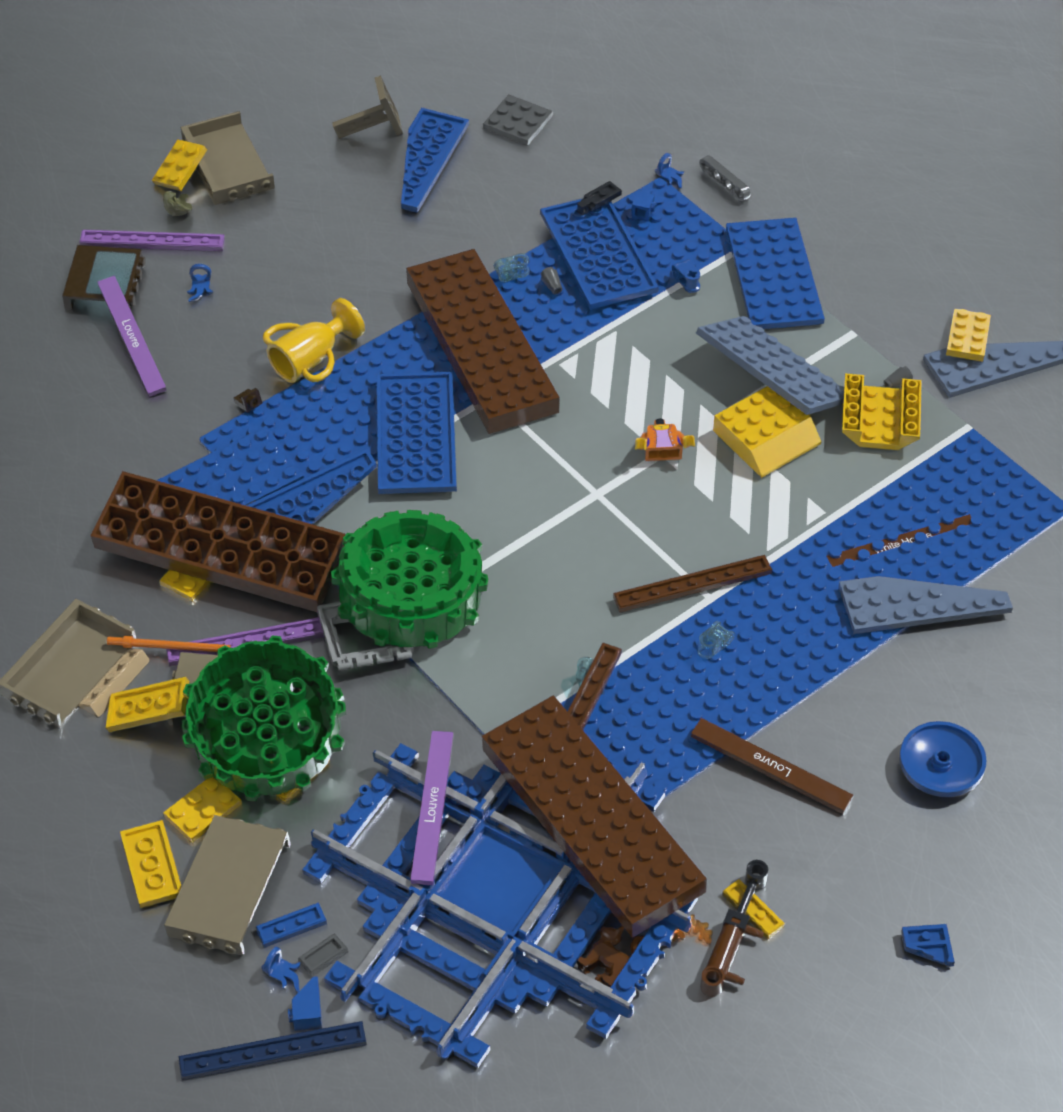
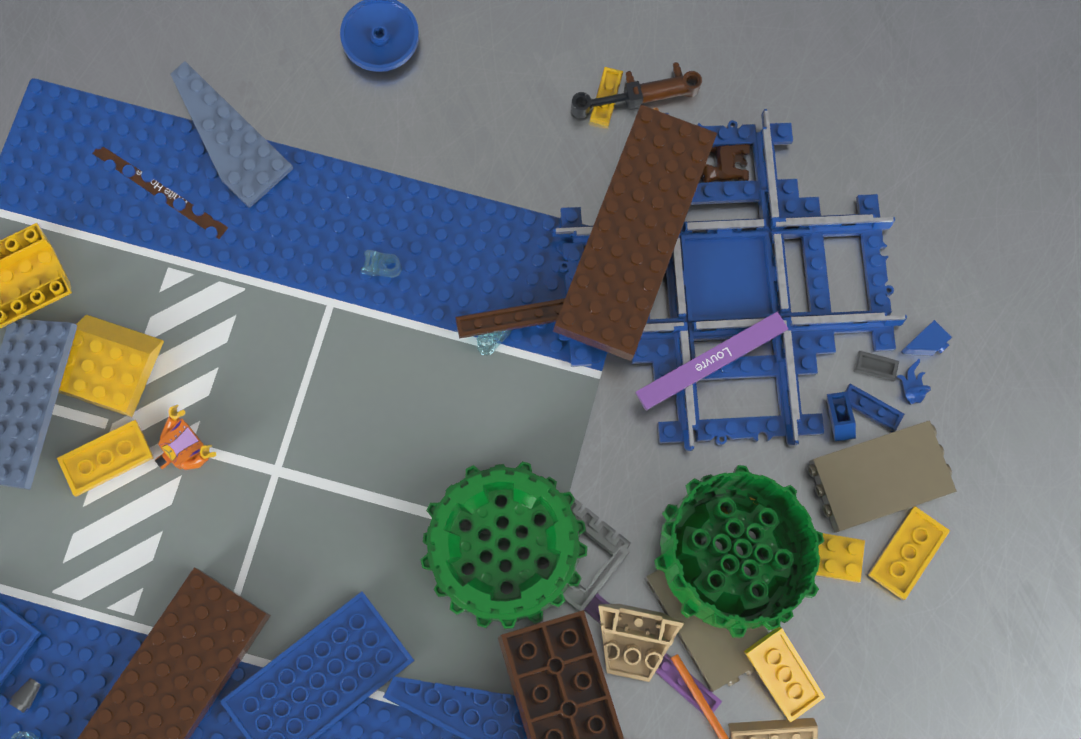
camera: 130 degrees left, 25 degrees up
(267, 618) = (635, 639): none -> tan wedge
(272, 1050) = (975, 345): dark blue tile -> none
(304, 887) = (841, 416): none -> blue slope
(691, 397) = (105, 458): none -> yellow plate
(692, 583) = (329, 322): reddish brown tile -> none
(772, 766) = (472, 155): reddish brown tile -> none

